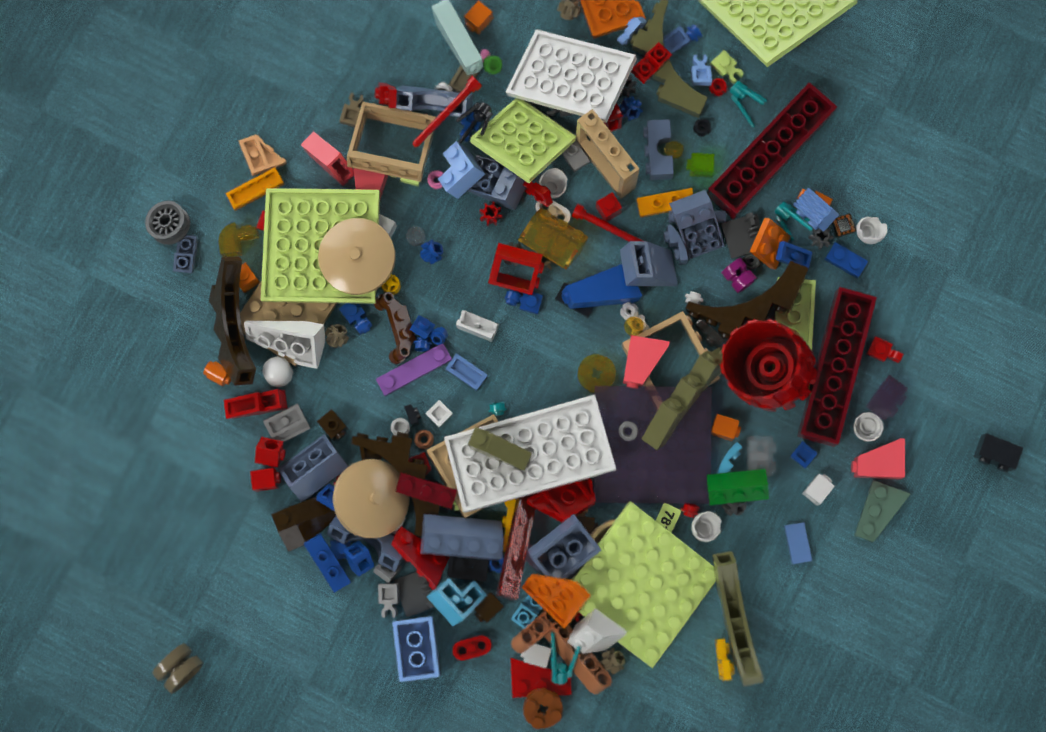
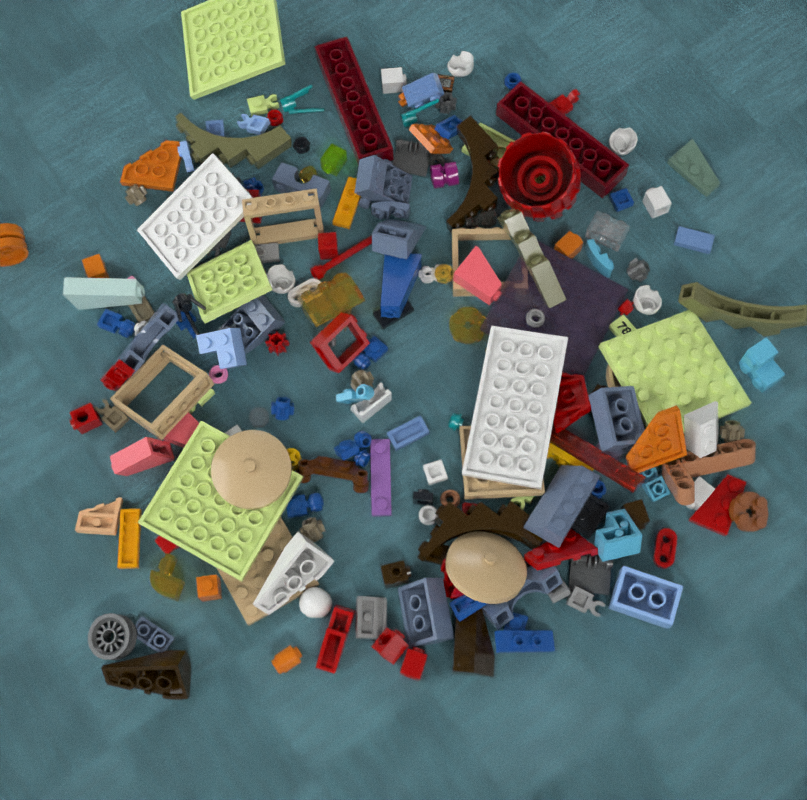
camera: 65 degrees left, 10 degrees down
(159, 277) = (157, 673): none -> dark brown wedge
(227, 326) = (247, 625): dark brown arch -> none
(342, 97) = (91, 423): none -> red brick
(358, 558) = (534, 609): blue brick -> none
(426, 490) = (503, 513): dark red plate -> none
(437, 60) = (112, 321): none -> blue plate
(472, 86) = (157, 291): red piece -> none
(478, 313) = (363, 392): none -> medium azure plate
(492, 64) = (145, 278): bright green tile -> none
(492, 307) = (361, 377): none -> dark tan gear
(499, 449) = (499, 427): olive slope -> none
(540, 193) = (283, 291): red plate -> none
(559, 670) = (722, 478): teal plant -> none
(651, 63) = (225, 149): red slope -> none
(691, 662) = (760, 366): none -> medium azure brick
(693, 33) = (218, 113): blue plate -> none
(694, 297) = (442, 218): white plate -> none
(725, 668) = (781, 340): yellow plate -> none
(737, 487) = (628, 255): green brick -> none
(818, 174) = (393, 80): none -> white brick
(846, 260) = (474, 95): blue plate -> none
(882, 462) = (656, 145): coral slope -> none
(886, 285) = (512, 77): none -> blue plate
(887, 398) = (606, 115): clear purple brick -> none
(998, 452) = (690, 61): black brick -> none

